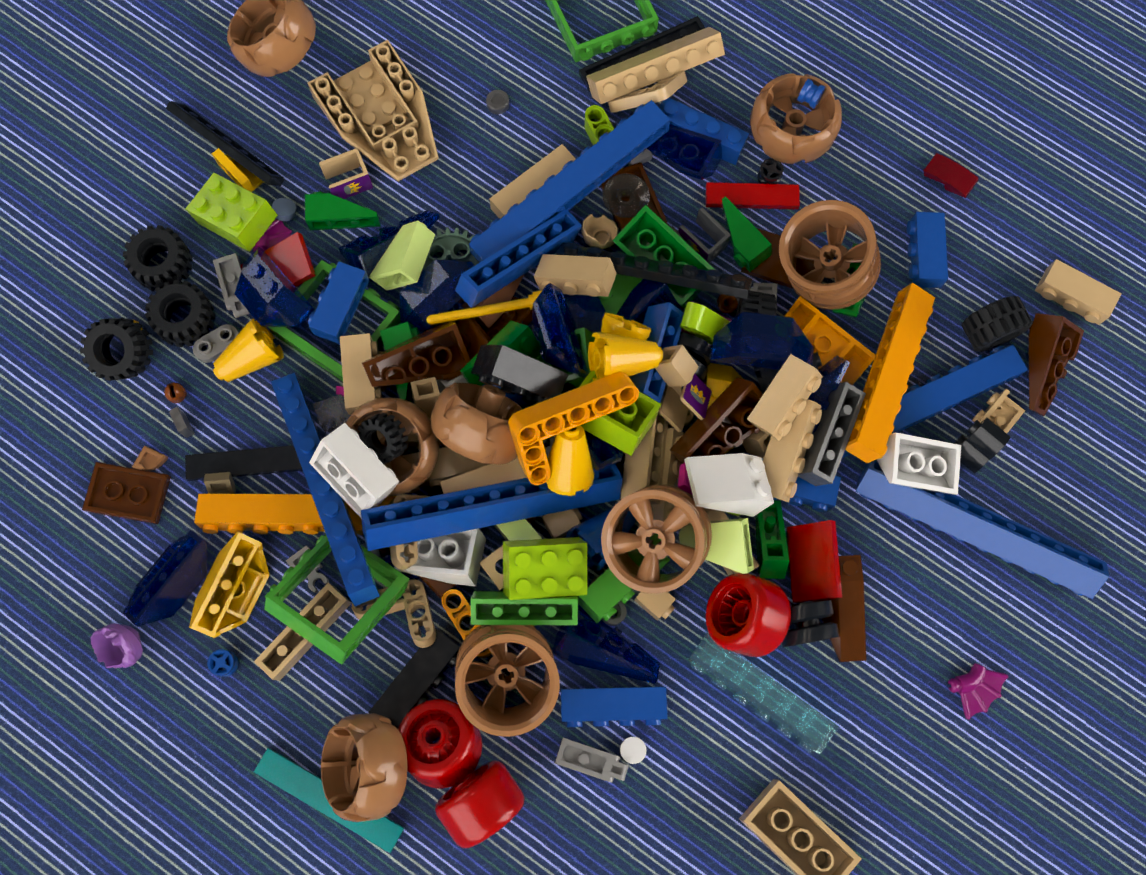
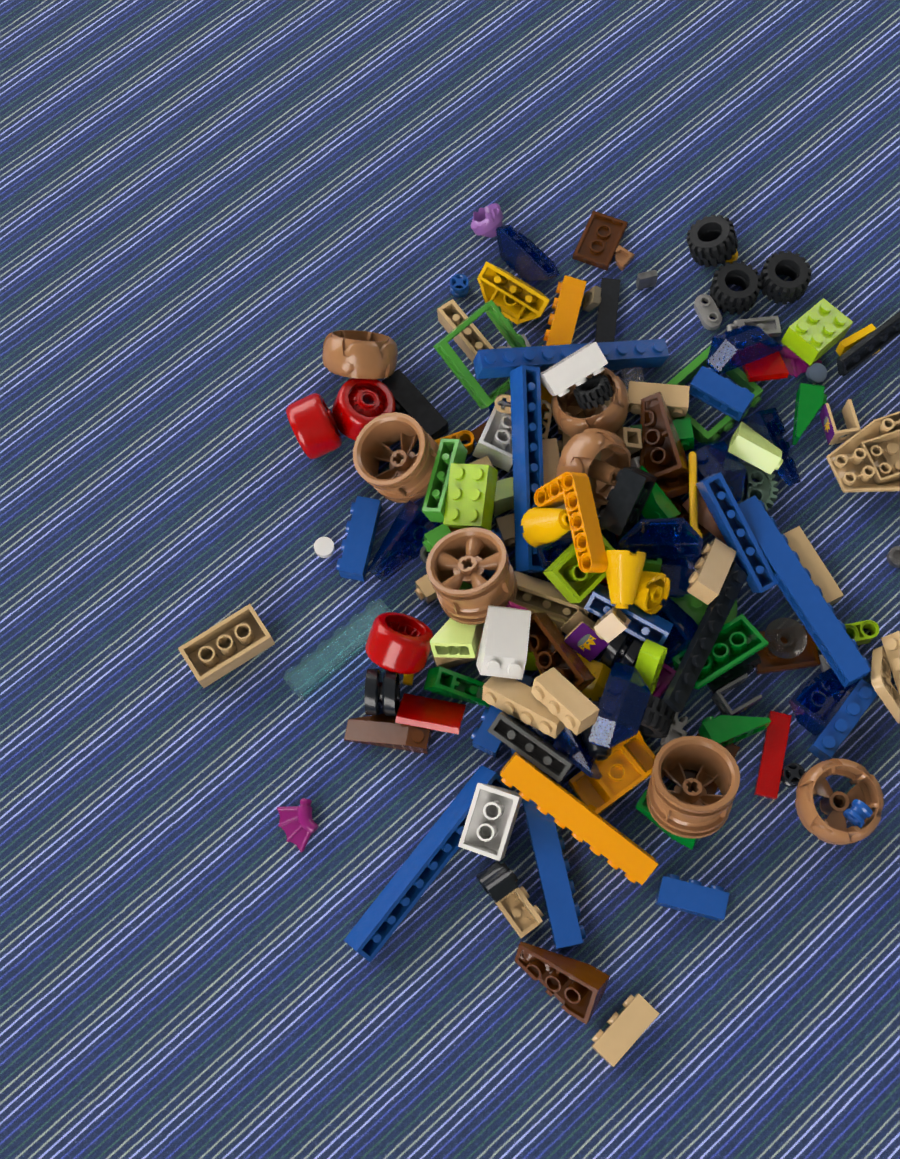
camera: 110 degrees right, 5 degrees down
(179, 390) = (672, 279): dark orange hinge -> none
(247, 353) = (694, 330): yellow cone -> none
(310, 790) = (365, 321): teal tile -> none
(410, 604) = (470, 409): tan beam -> none
(590, 761) = (324, 514): light grey hinge -> none
(599, 231) = (757, 610): tan hair -> none
(951, 174) = (765, 944): dark red slope -> none
(997, 323) = (604, 931): black tyre -> none

